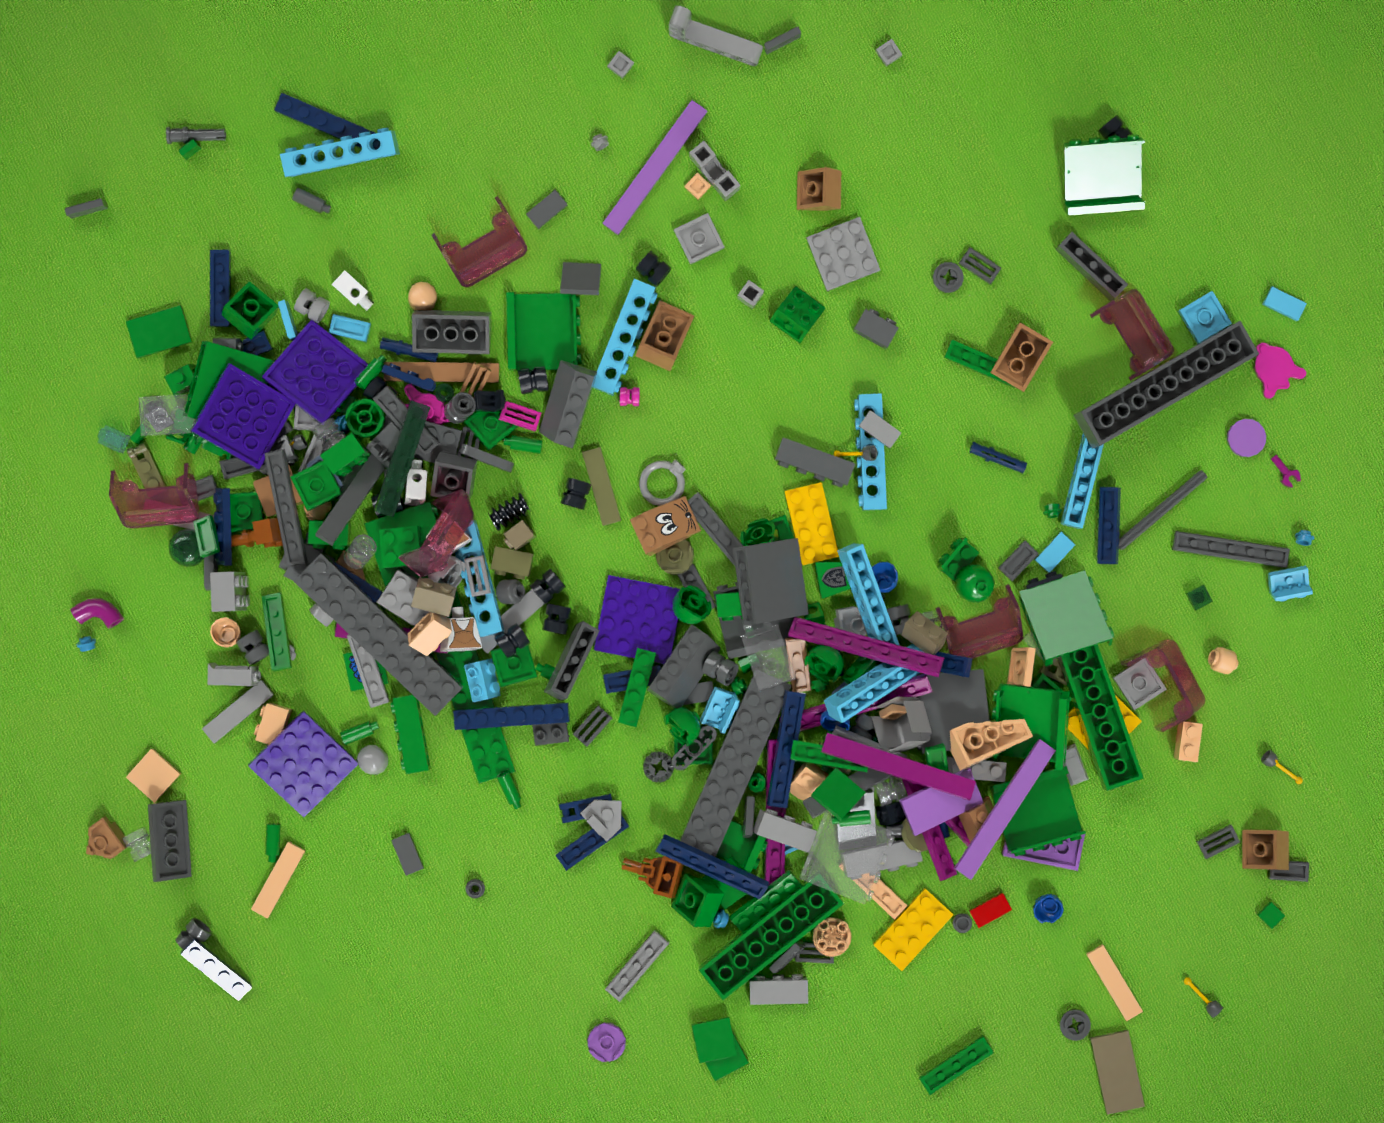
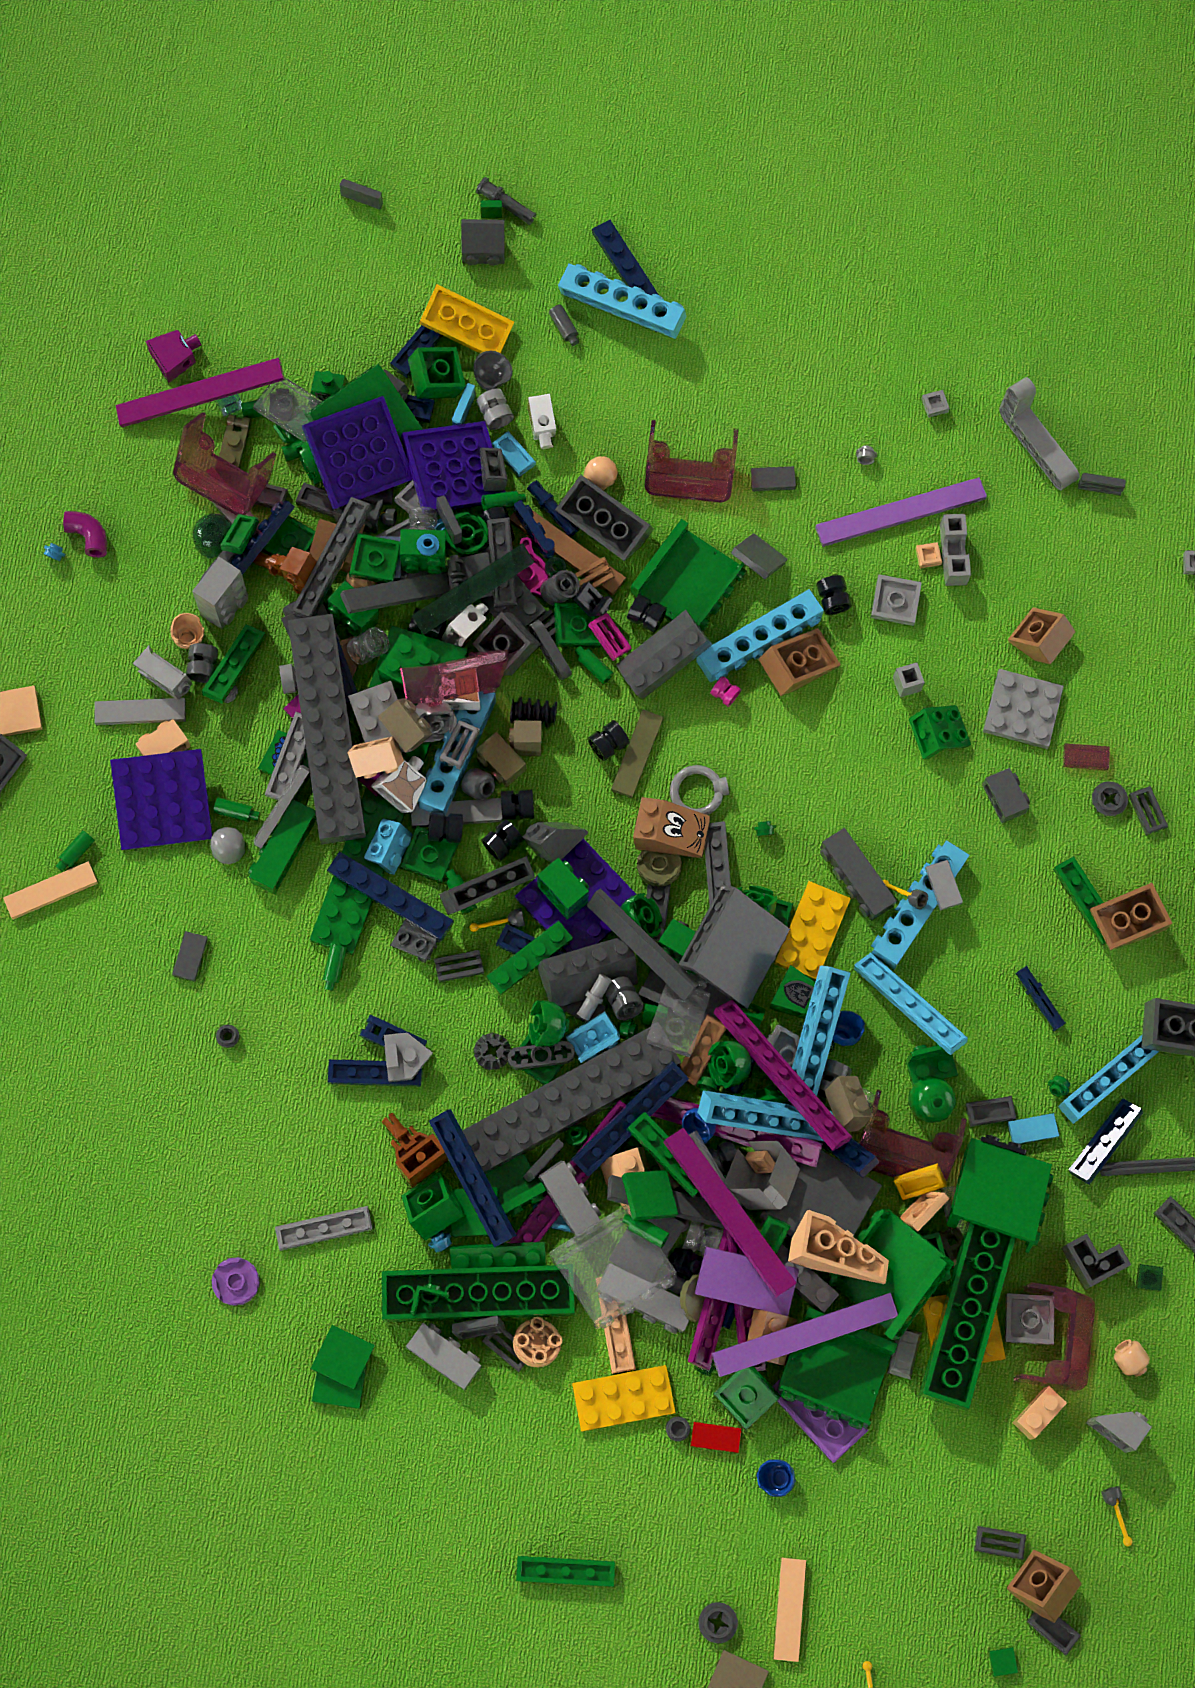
camera: 30 degrees right, 15 degrees down
(50, 434) = (173, 353): none -> magenta torso
(94, 452) = (200, 392): none -> magenta tile
(159, 331) = (340, 338): green tile -> none
(205, 183) = (483, 241): none -> dark grey slope
(241, 254) = (465, 321): none -> yellow plate
(287, 277) = (492, 370): none -> dark grey helmet
(345, 353) = (493, 469): none -> dark grey slope
(349, 421) = (449, 519): none -> dark grey tile
(354, 456) = (427, 551): none -> dark azure plate
(389, 709) = (281, 806): none -> light grey tile
(592, 592) = (553, 839): none -> dark grey slope
(605, 665) = (515, 919): none -> hinge
(625, 626) = (563, 888): none -> green brick
(700, 683) = (594, 997): none -> light grey pin
(707, 626) = (642, 944): none -> dark grey tile
(728, 476) = (765, 828): none -> green plate
(742, 959) = (430, 1289): none -> green bracket
(910, 257) = (1086, 756): none -> clear pink tile
(915, 530) = (910, 1003): none -> medium azure tile
(994, 871) = (747, 1395): none -> green tile
(1006, 646) = (920, 1181): none -> yellow tile
(1158, 619) = (1090, 1265): none -> dark grey brick
(1248, 713) = (1122, 1429): none -> light grey slope

